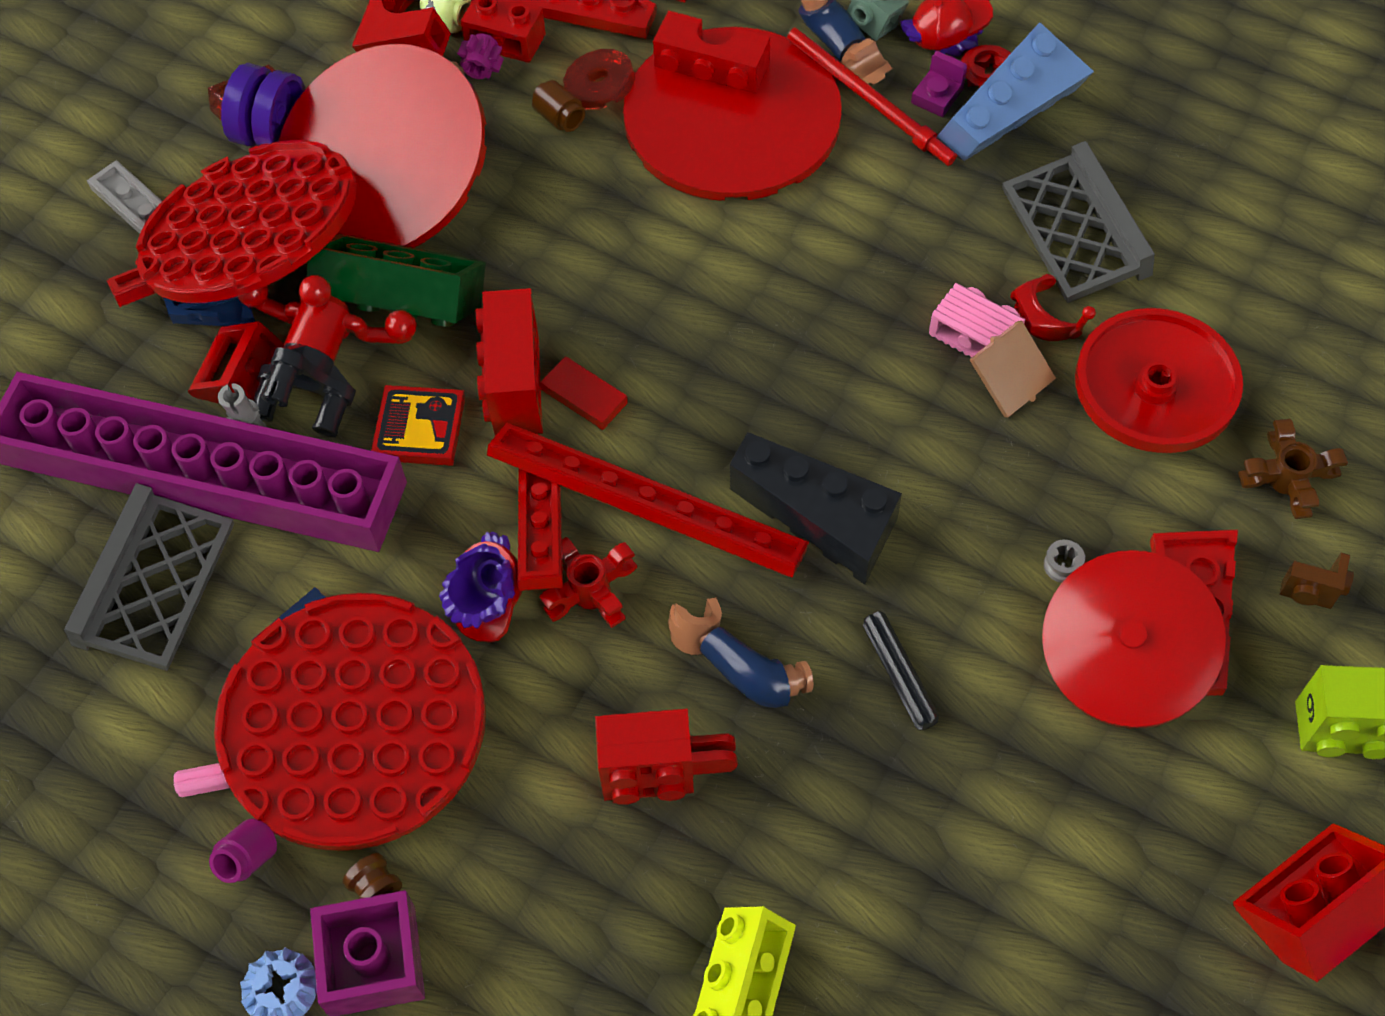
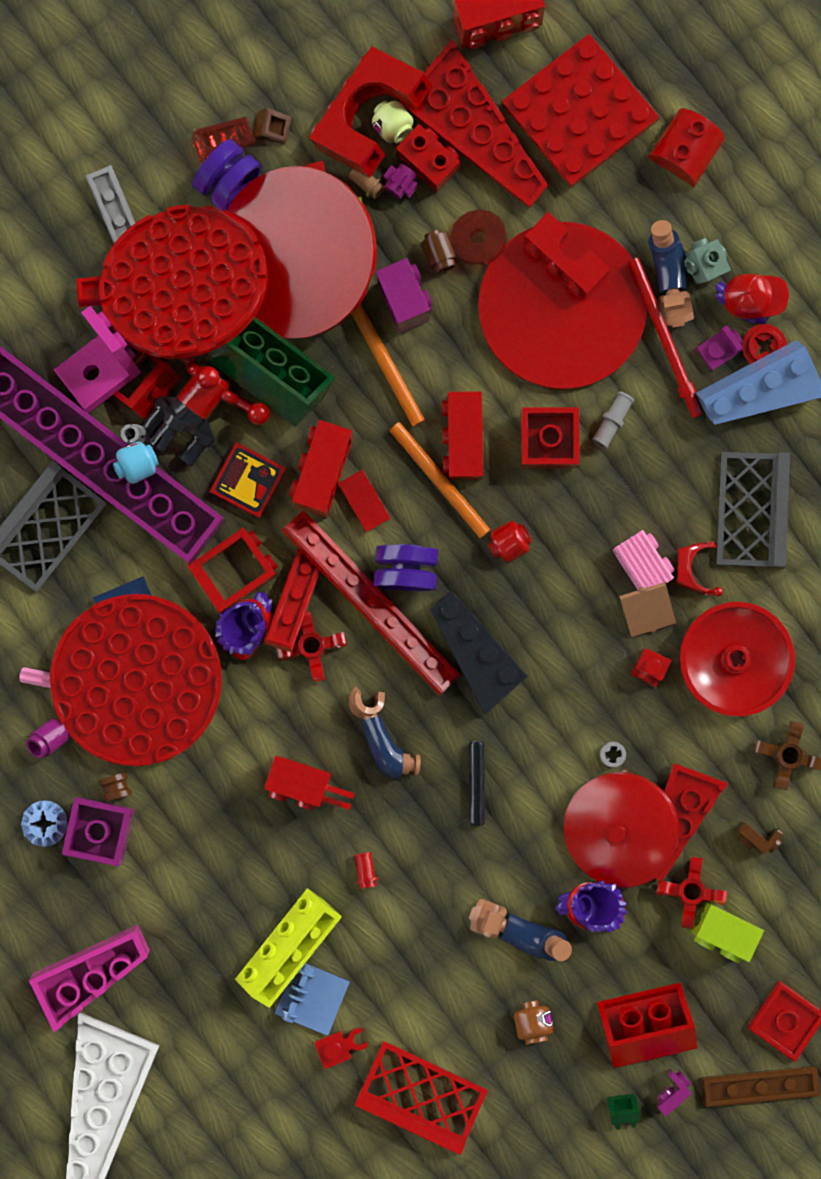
camera: 20 degrees right, 25 degrees up
(183, 345) = (105, 352): none -> dark pink bracket
(251, 426) = (135, 462): none -> medium azure head
(304, 61) = (272, 126): none -> reddish brown slope
(417, 564) = (209, 587): none -> red window
(533, 151) = (403, 296): none -> magenta brick
(544, 239) = (387, 366): none -> orange piece
(672, 335) = (439, 480): none -> orange piece
(674, 430) = (406, 566): none -> dark purple wheel
(679, 273) = (463, 435): none -> red brick
(787, 232) = (549, 437): none -> red brick
(795, 362) = (510, 541): none -> red head
(799, 851) = (365, 870): none -> red pin
(853, 196) = (612, 420): none -> light grey pin
(1054, 433) = (650, 667): none -> red brick
(1094, 845) = (522, 934): none -> piece
(1155, 756) = (594, 906): none -> dark purple hair
(1161, 967) = (533, 1022): none -> dark orange head
(1272, 701) = (677, 890): none -> red pin

